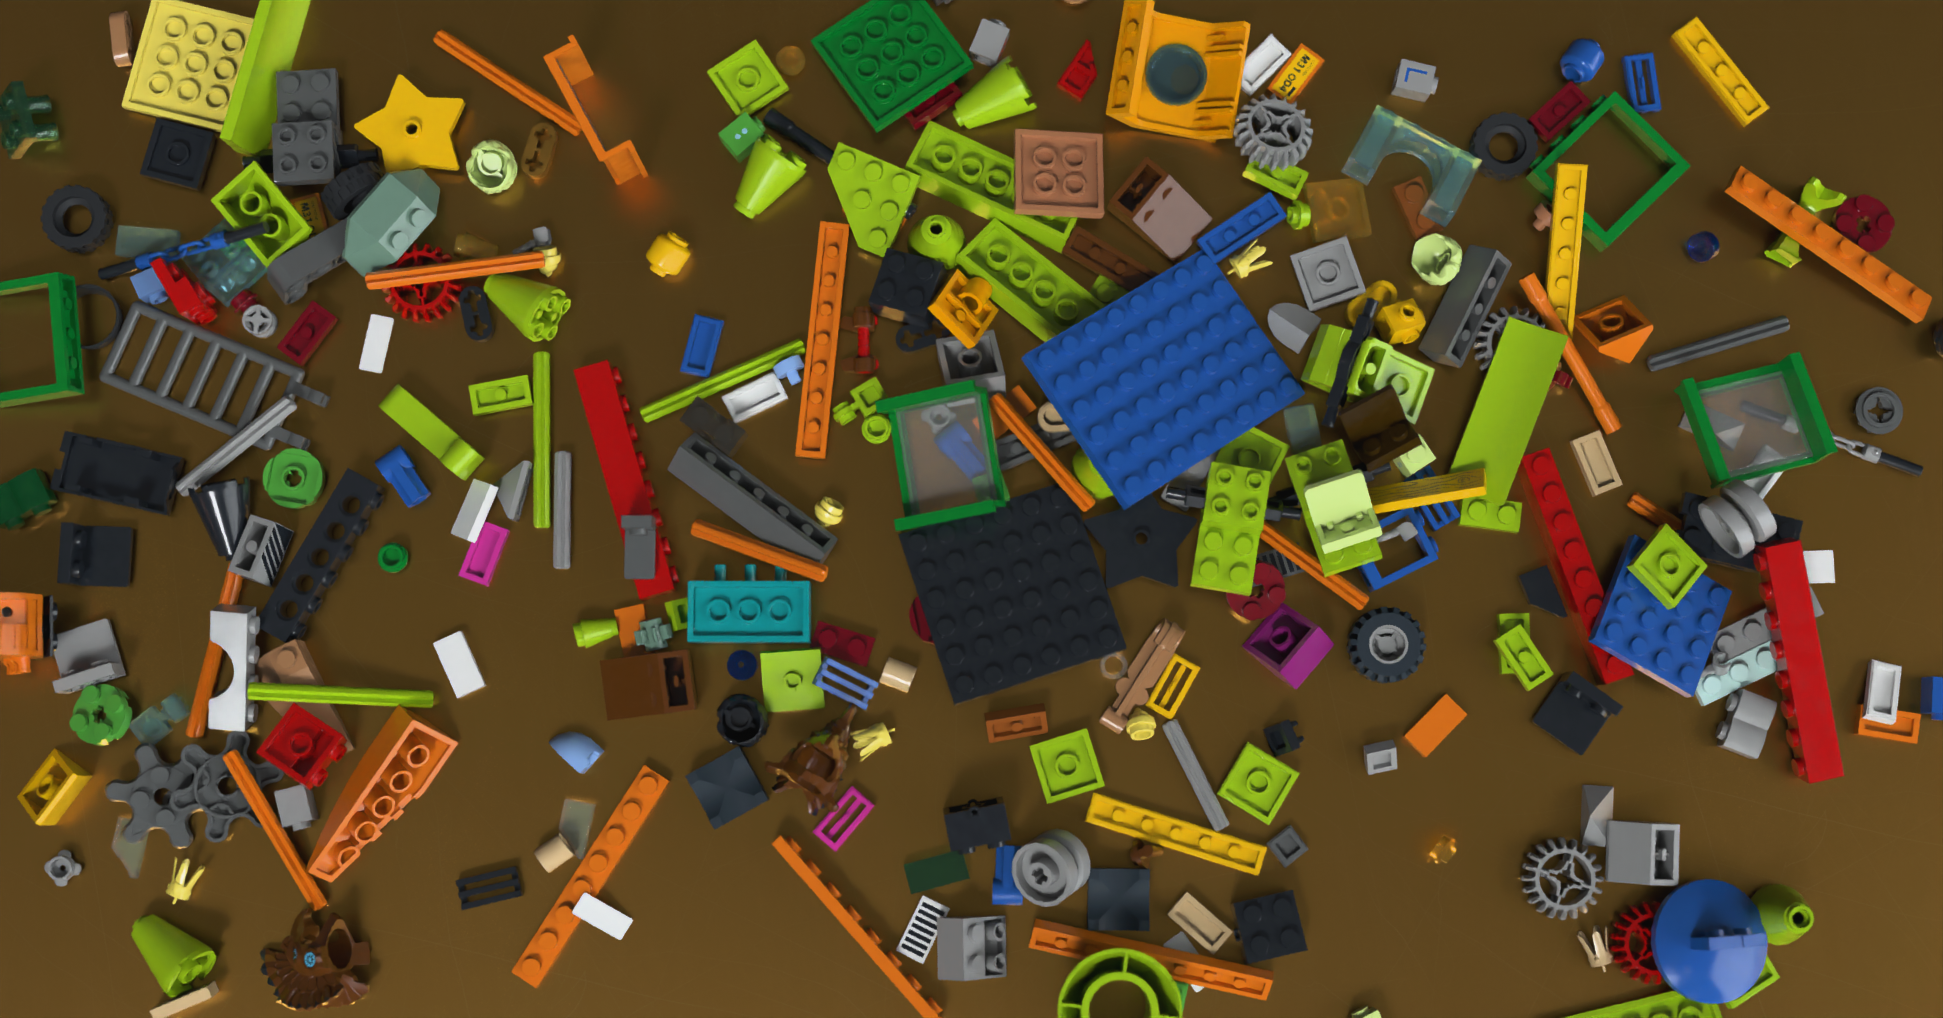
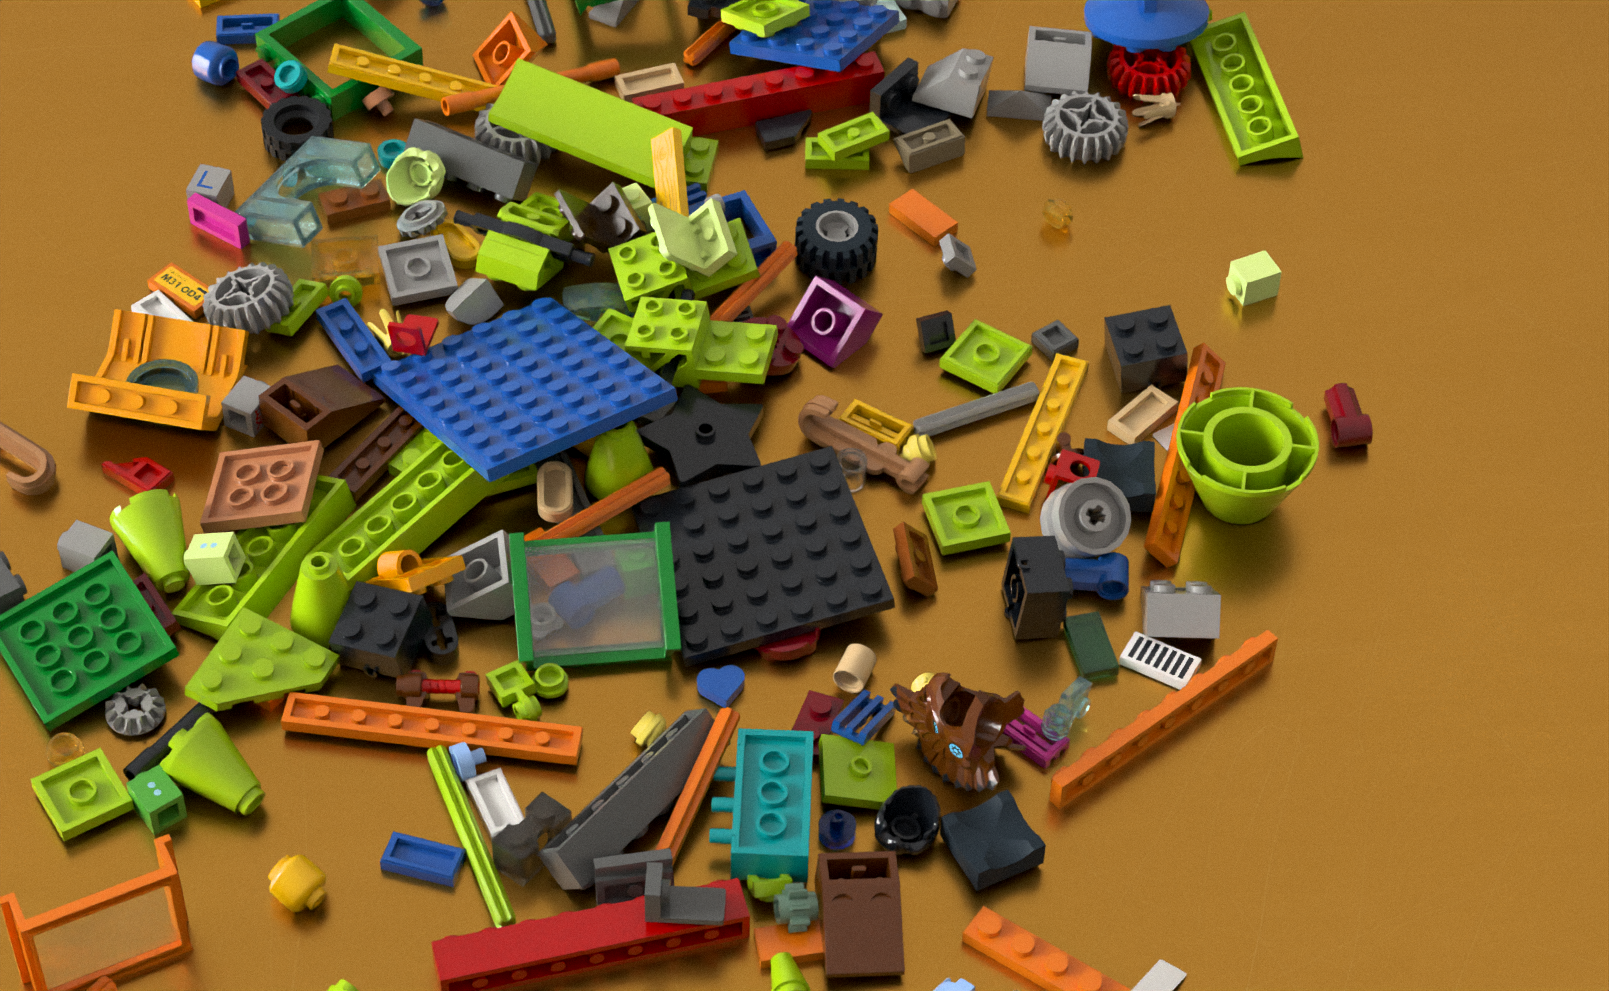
camera: 85 degrees left, 35 degrees down
(674, 499) = (624, 876): none -> dark grey plate
(836, 120) = (135, 721): none -> light grey gear
(864, 854) = (1072, 704): none -> clear light blue plate
(881, 567) = (721, 685): none -> blue tile
(974, 145) = (214, 558): none -> yellowish green brick
(1109, 845) = (1062, 470): none -> red bracket
(1158, 148) = (242, 406): none -> light grey brick
(1237, 280) = (414, 334): none -> red bracket
(1376, 92) = (218, 221): none -> dark pink tile
(1389, 260) = (421, 218): none -> light grey gear
(1400, 322) = (480, 200): yellow brick -> none
(1482, 235) = (389, 151): none -> teal tile
(1527, 730) = (930, 145): none -> dark tan slope
(1558, 131) = (290, 76): none -> teal tile
(1607, 751) = (955, 82): none -> light grey slope

